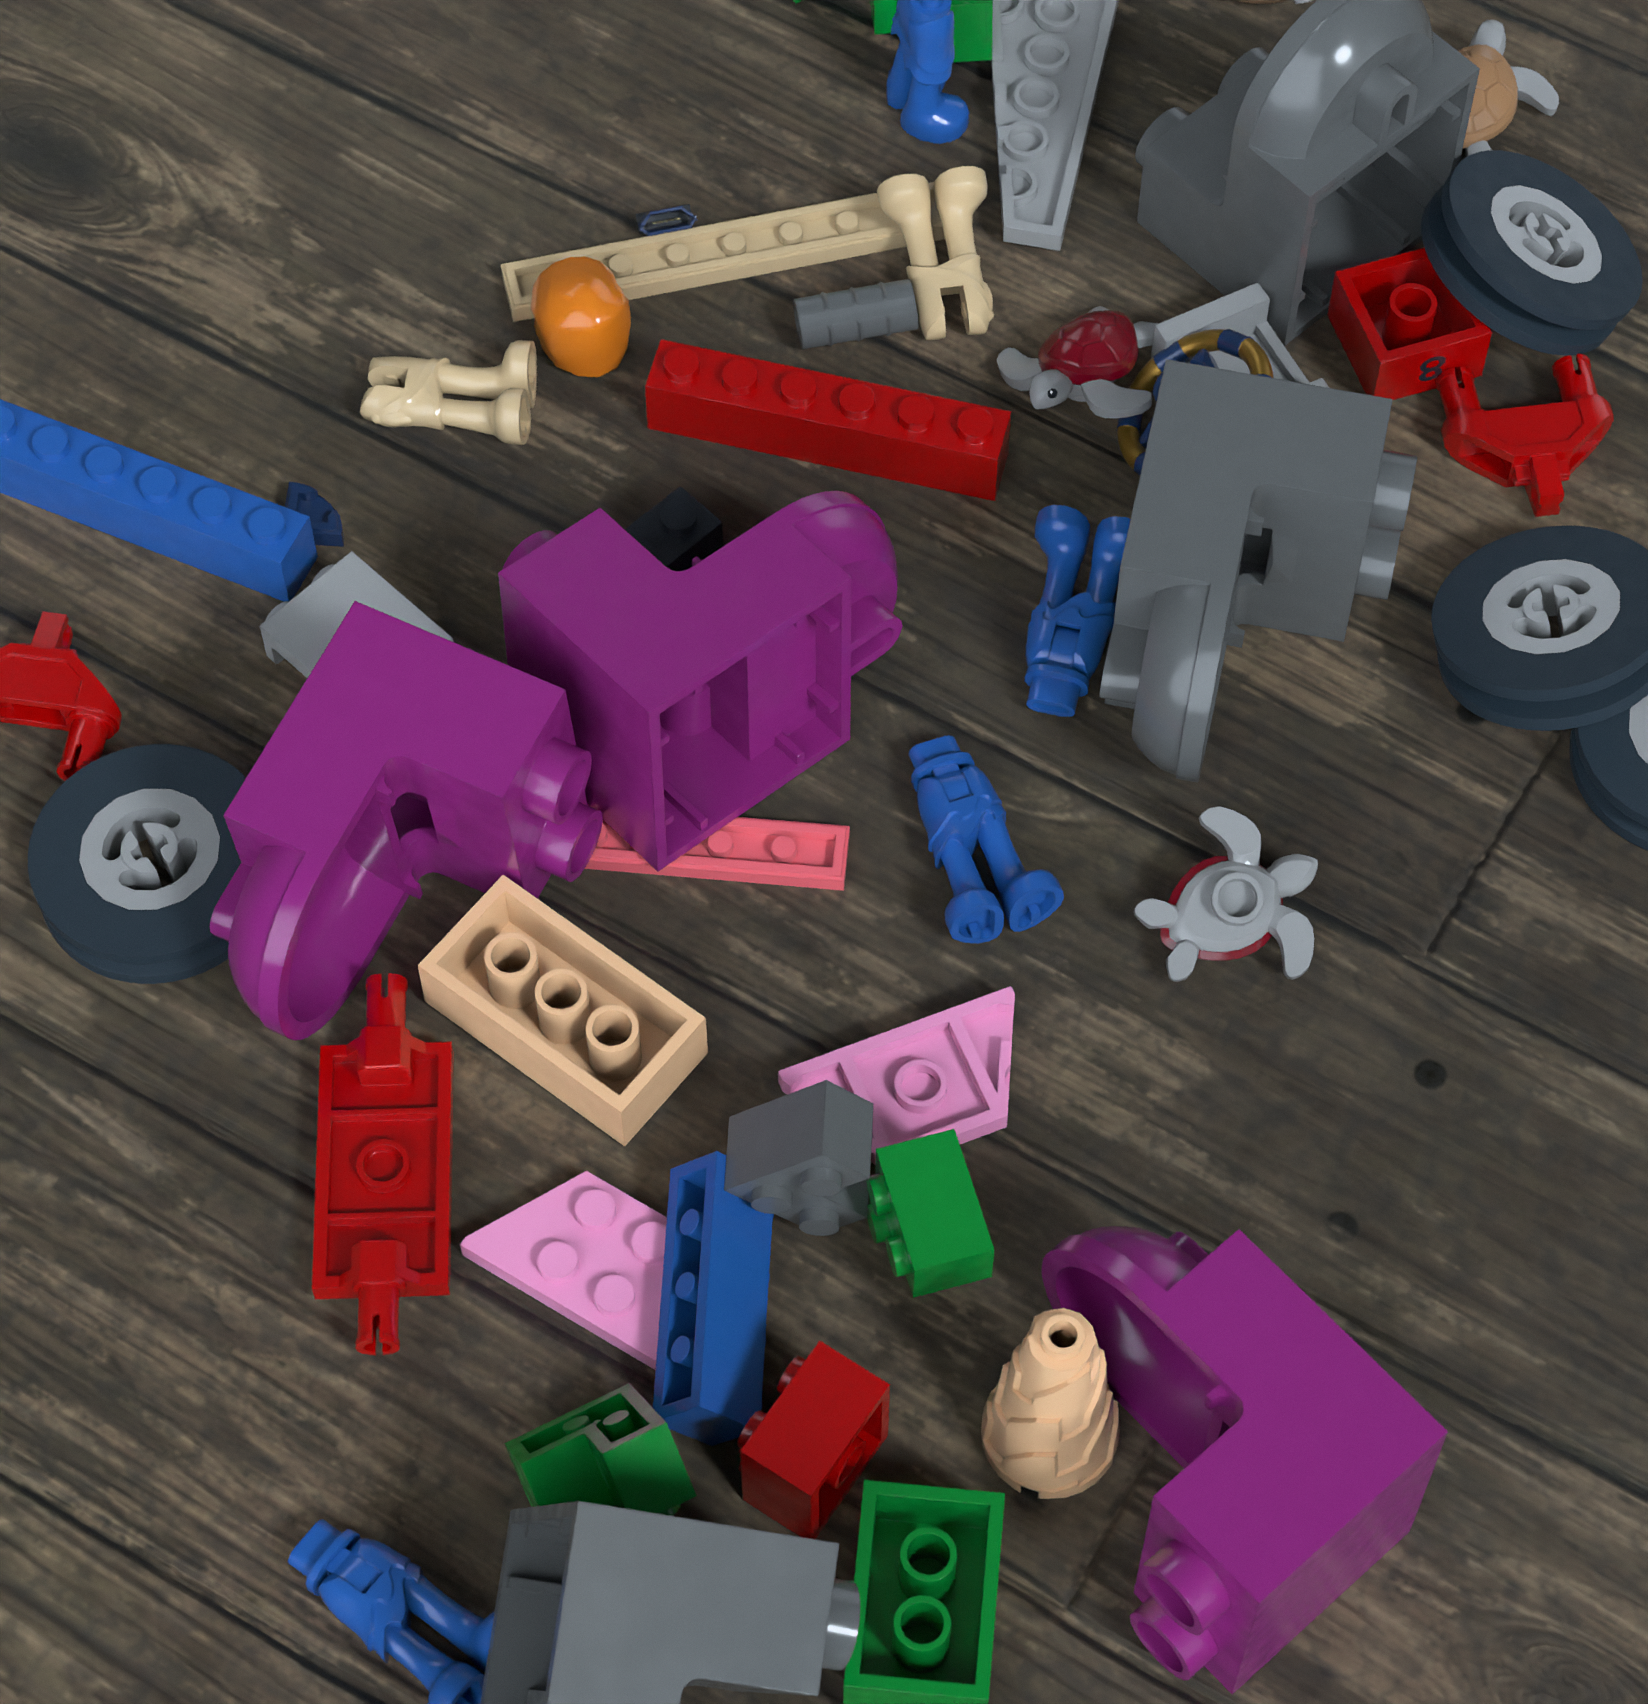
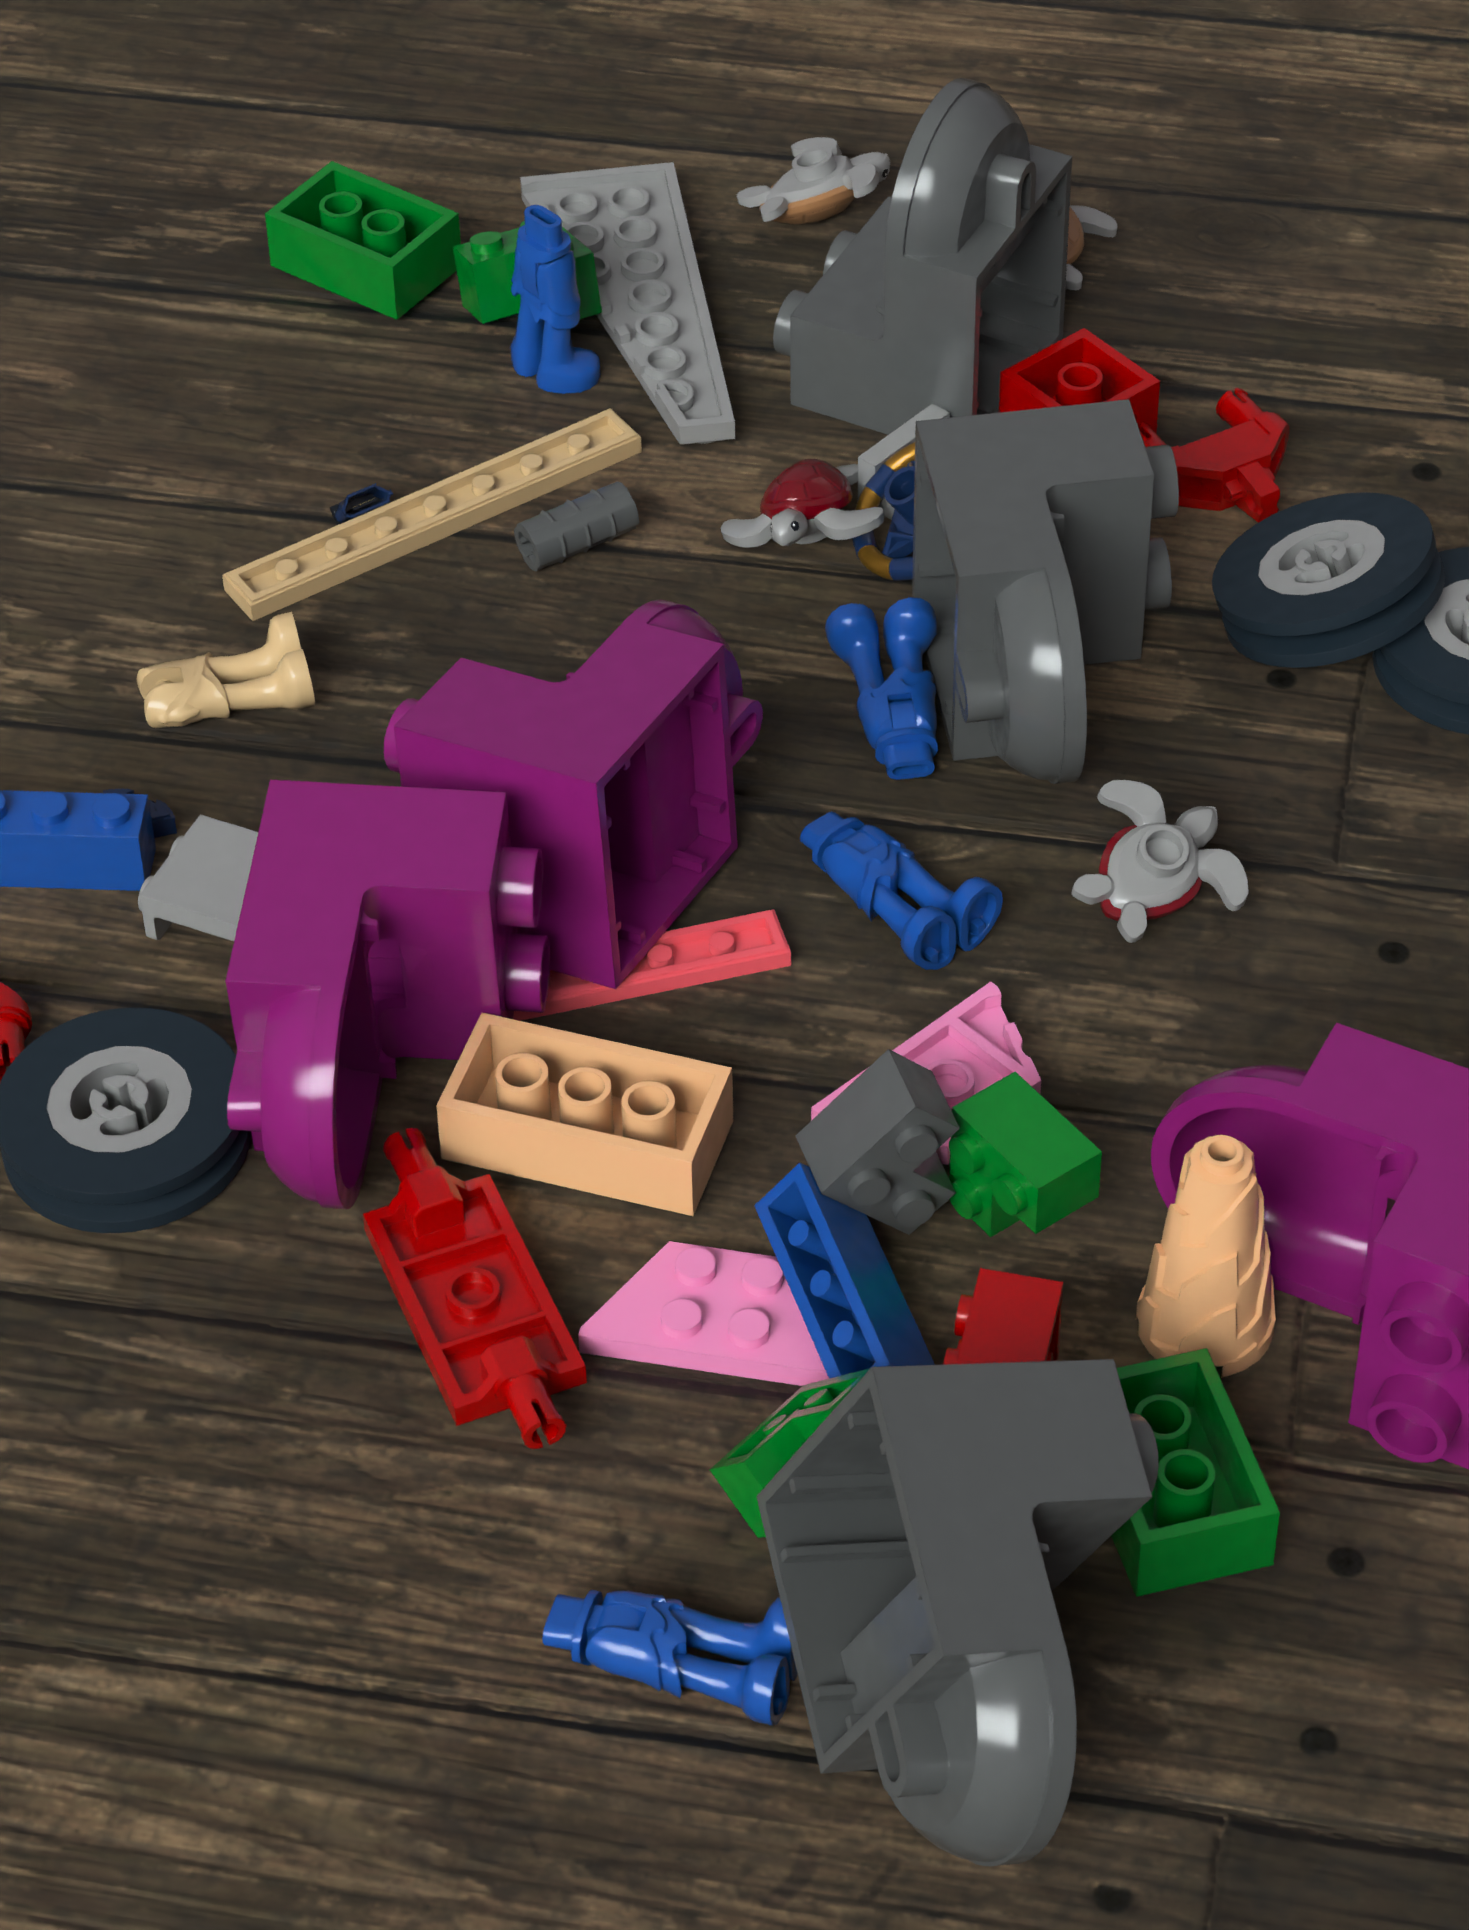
camera: 20 degrees left, 15 degrees down
(581, 316) = (324, 587): orange piece -> none
(828, 419) = (579, 605): red brick -> none
(957, 197) = (626, 411): tan piece -> none
(1531, 253) = (1160, 319): black wheel -> none

